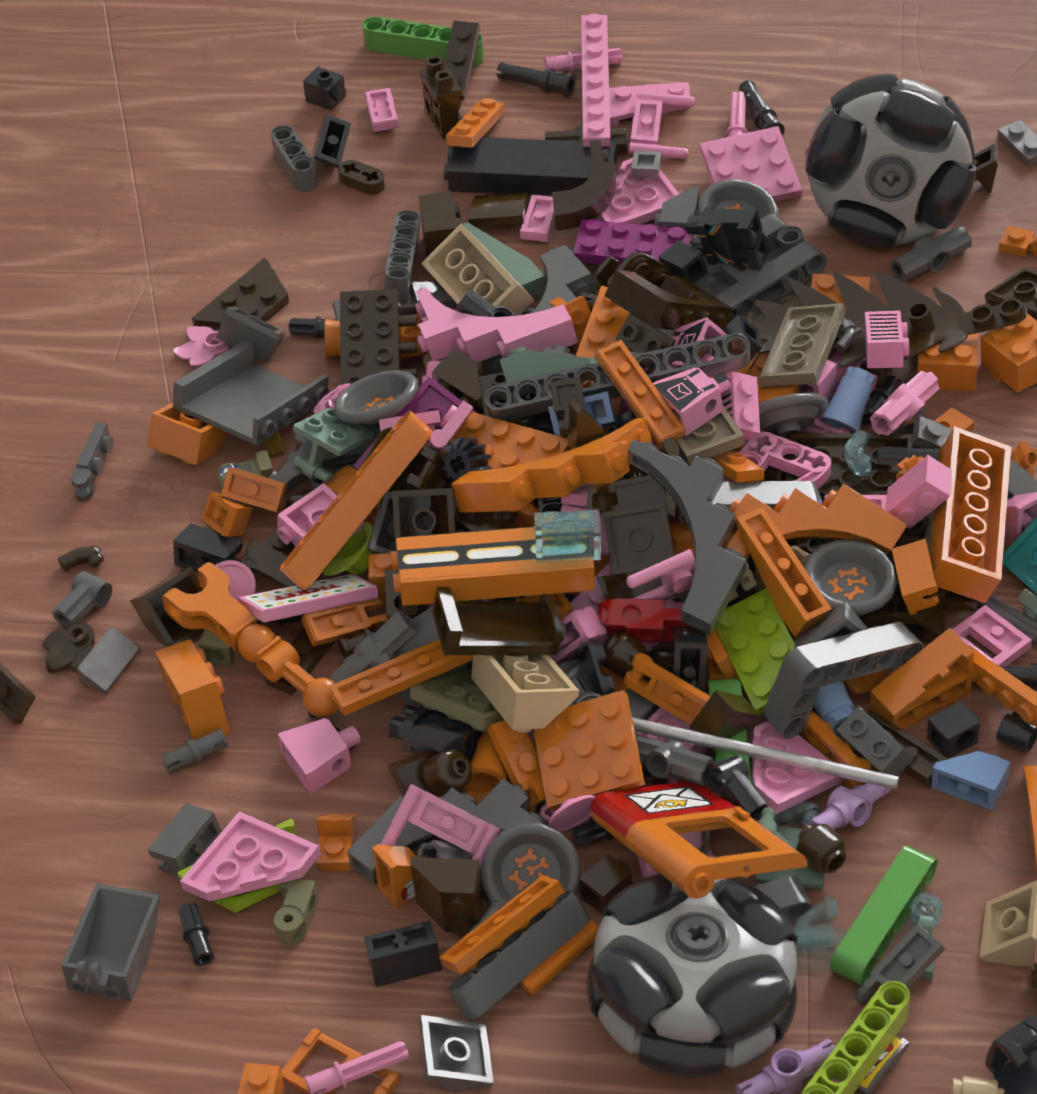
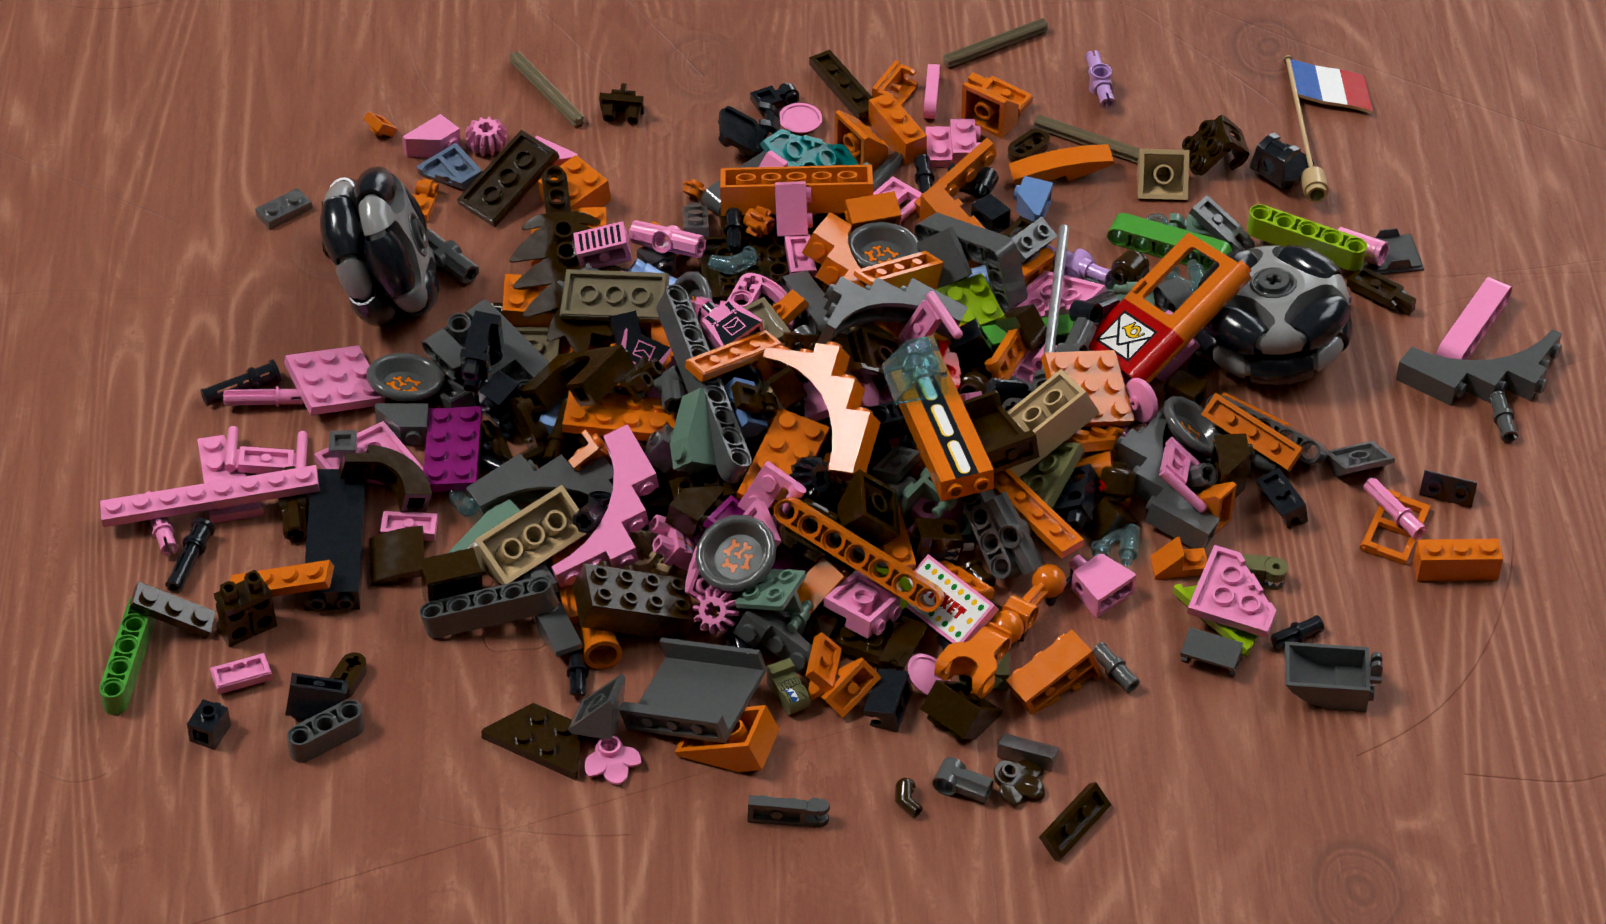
camera: 105 degrees left, 0 degrees up
(374, 792) = (1129, 543): none -> clear light blue plant

